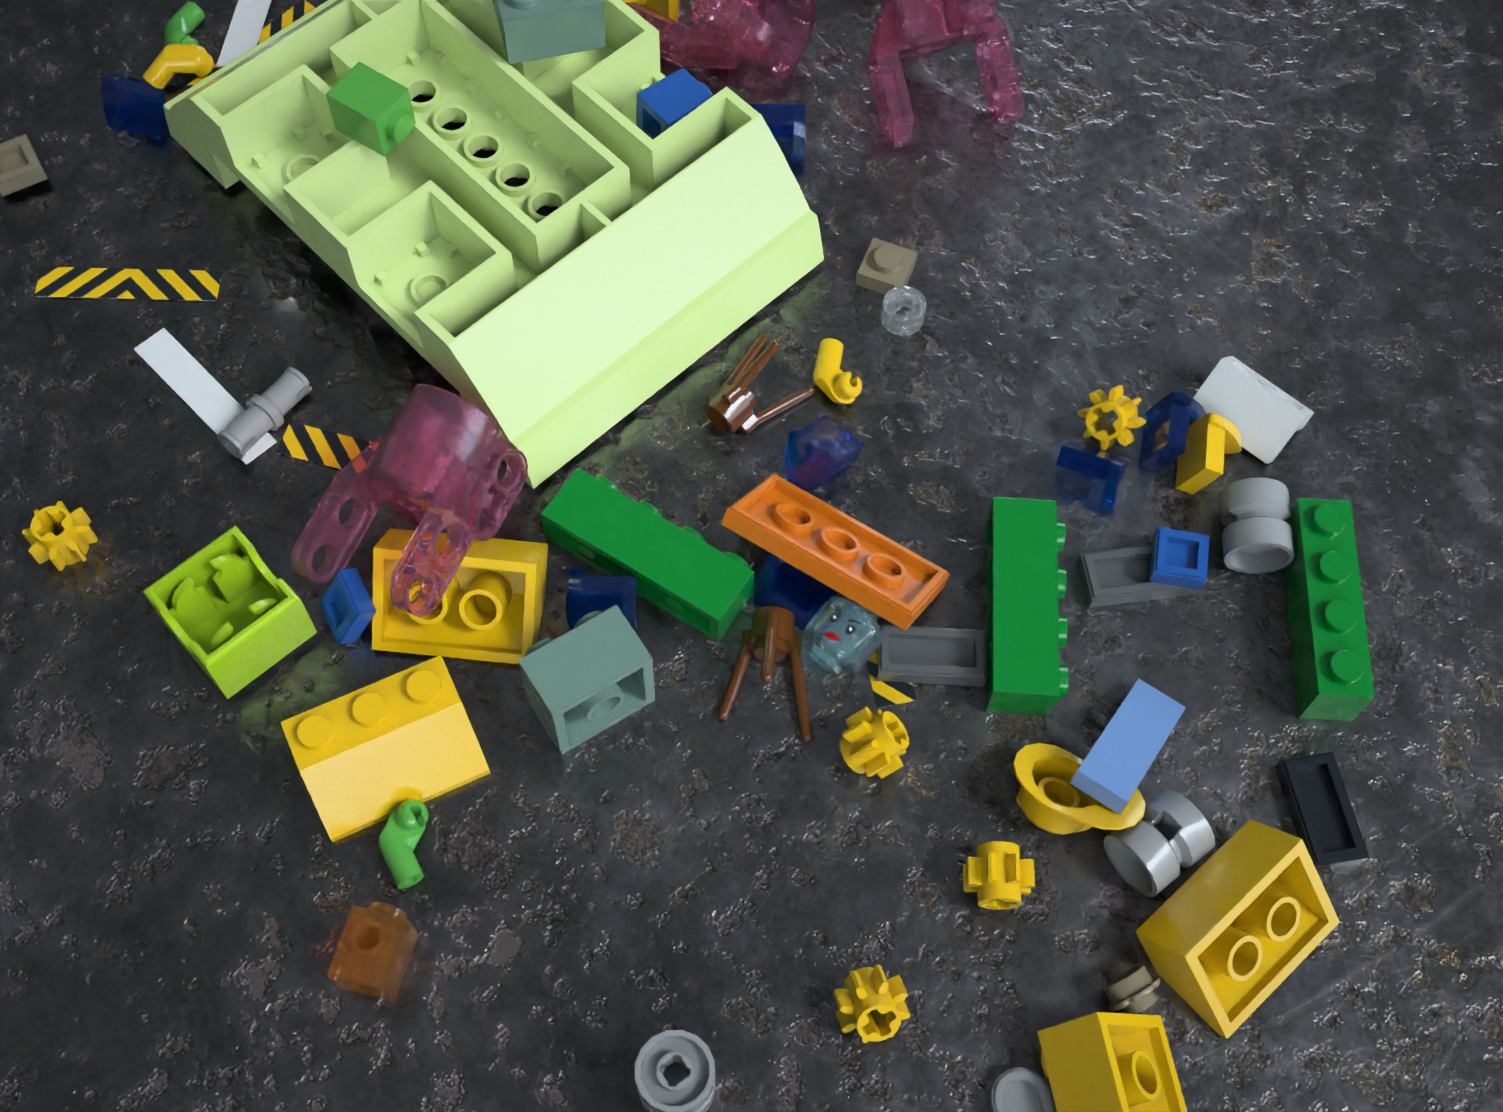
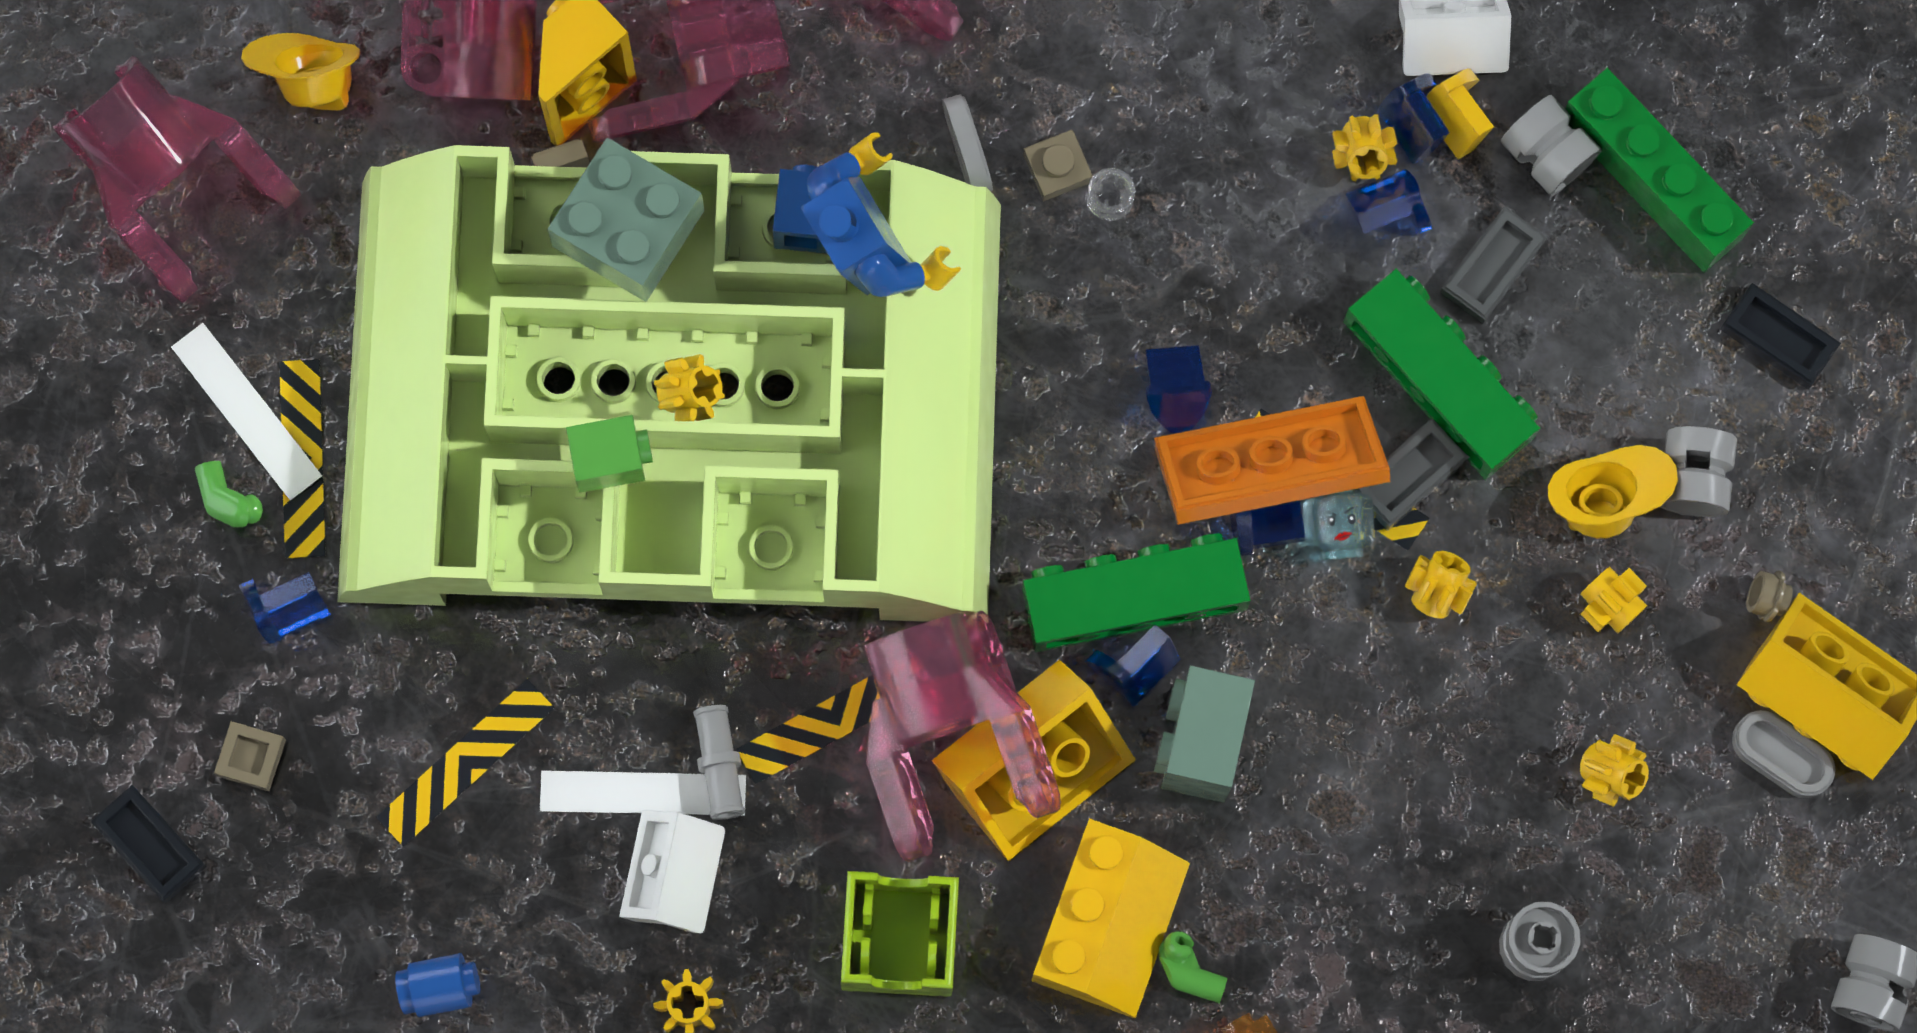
camera: 45 degrees left, 15 degrees up
(159, 453) = (672, 870): none -> white panel
(178, 59) = (264, 531): yellow arm -> none
(347, 606) = (963, 847): blue tile -> none
(489, 129) = (689, 388): none -> yellow gear
(679, 113) = (858, 233): none -> blue torso
(733, 403) = (1069, 410): reddish brown plant -> none
(771, 639) = (1292, 572): reddish brown plant -> none
(787, 123) = (841, 106): clear blue tile -> none
(830, 377) = (1115, 311): yellow arm -> none
(839, 202) = (966, 142): none -> light grey tile
(1128, 746) = (1616, 417): medium blue tile -> none
(1179, 558) = (1519, 226): blue tile -> none
(1239, 925) = (1798, 479): yellow slope -> none

